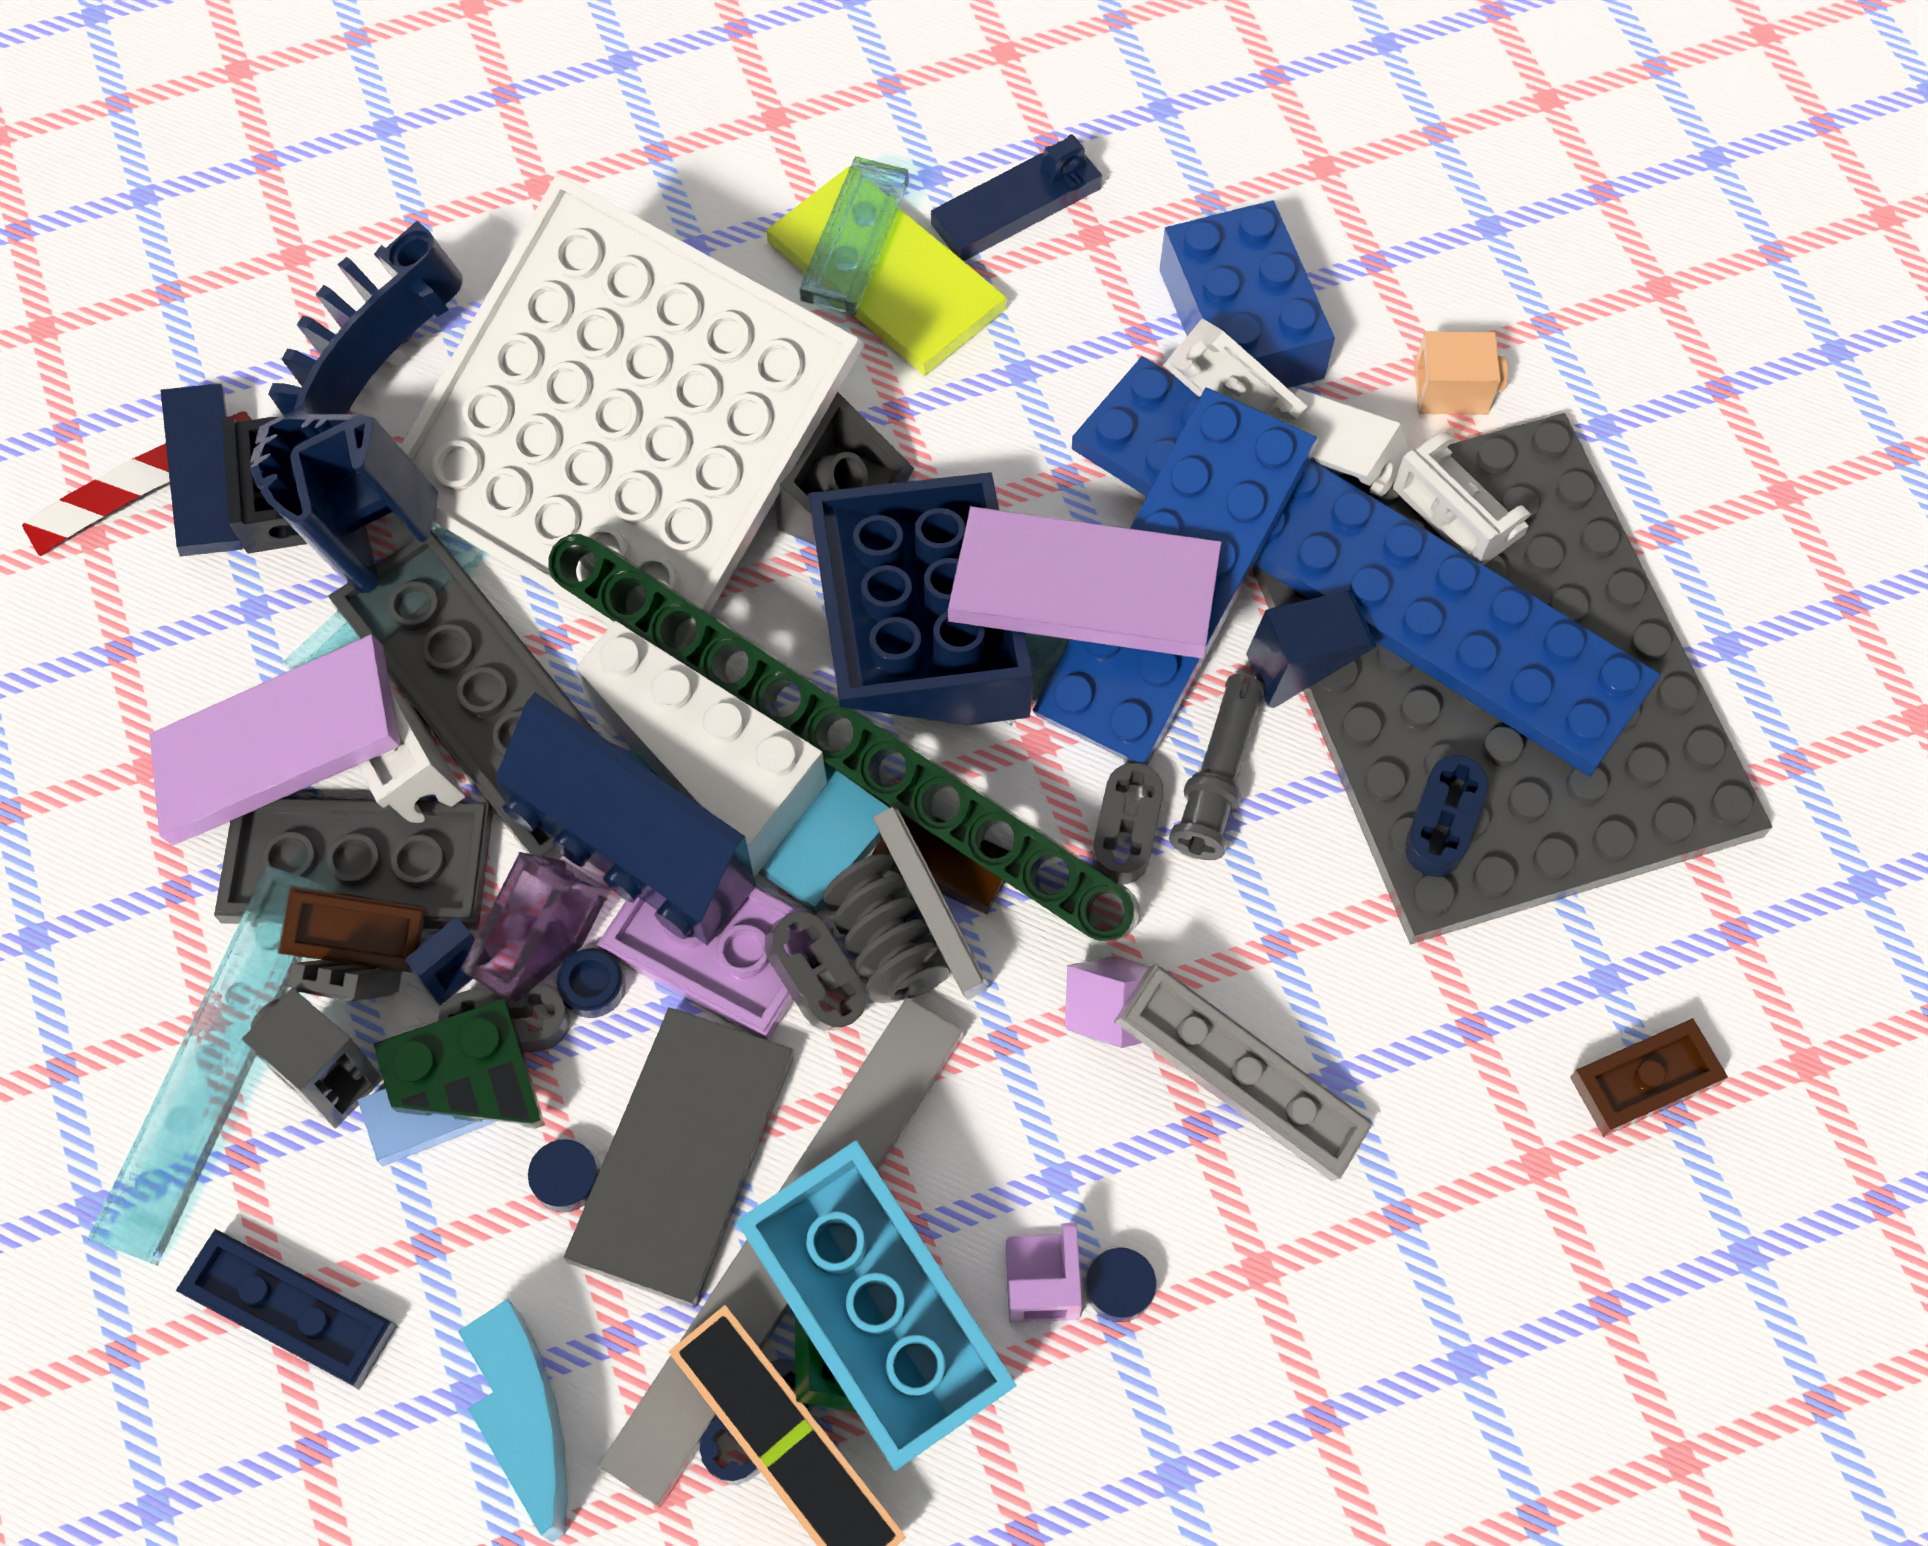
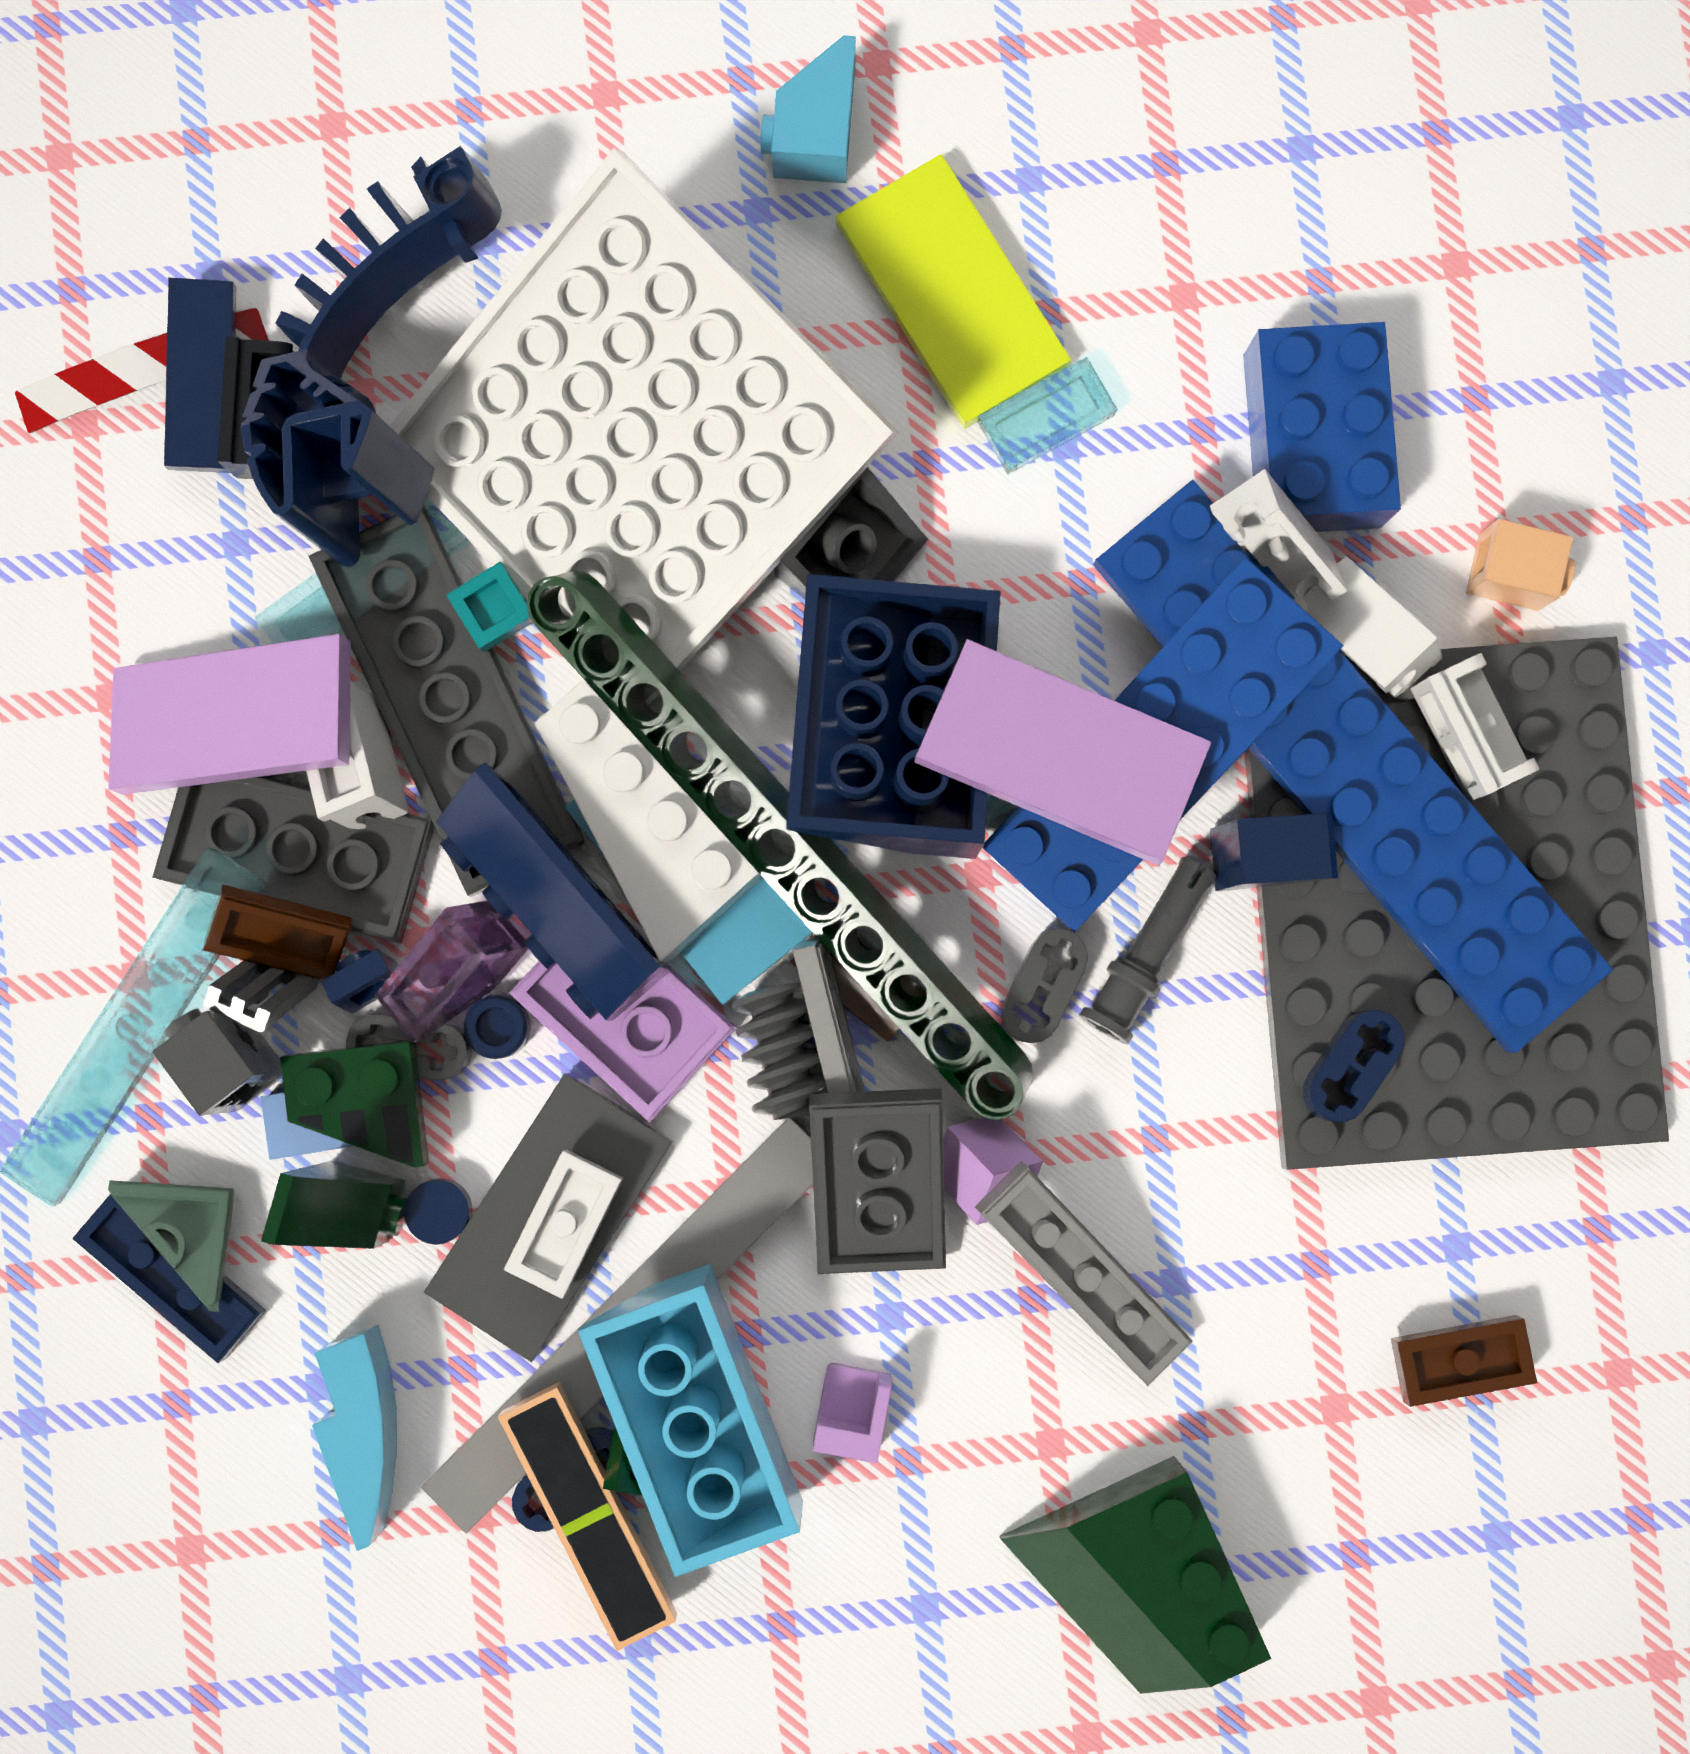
camera: 10 degrees right, 20 degrees up
(294, 1246) = (186, 1227): none -> sand green tile
(456, 1167) = (335, 1207): none -> dark green slope
(515, 597) = (490, 606): none -> teal tile
(698, 1143) = (563, 1223): none -> white plate
(728, 161) = (813, 118): none -> medium azure slope
(827, 961) = (721, 1069): dark grey beam -> none
(854, 235) = (927, 248): clear light blue tile -> none
(996, 347) = (1047, 415): none -> clear light blue tile
(1011, 1028) = (878, 1180): none -> dark grey tile
(1016, 199) = (1113, 234): dark blue hinge -> none
(1120, 1284) = (921, 1433): dark blue tile -> none
(1398, 1376) = (1146, 1581): none -> dark green wedge

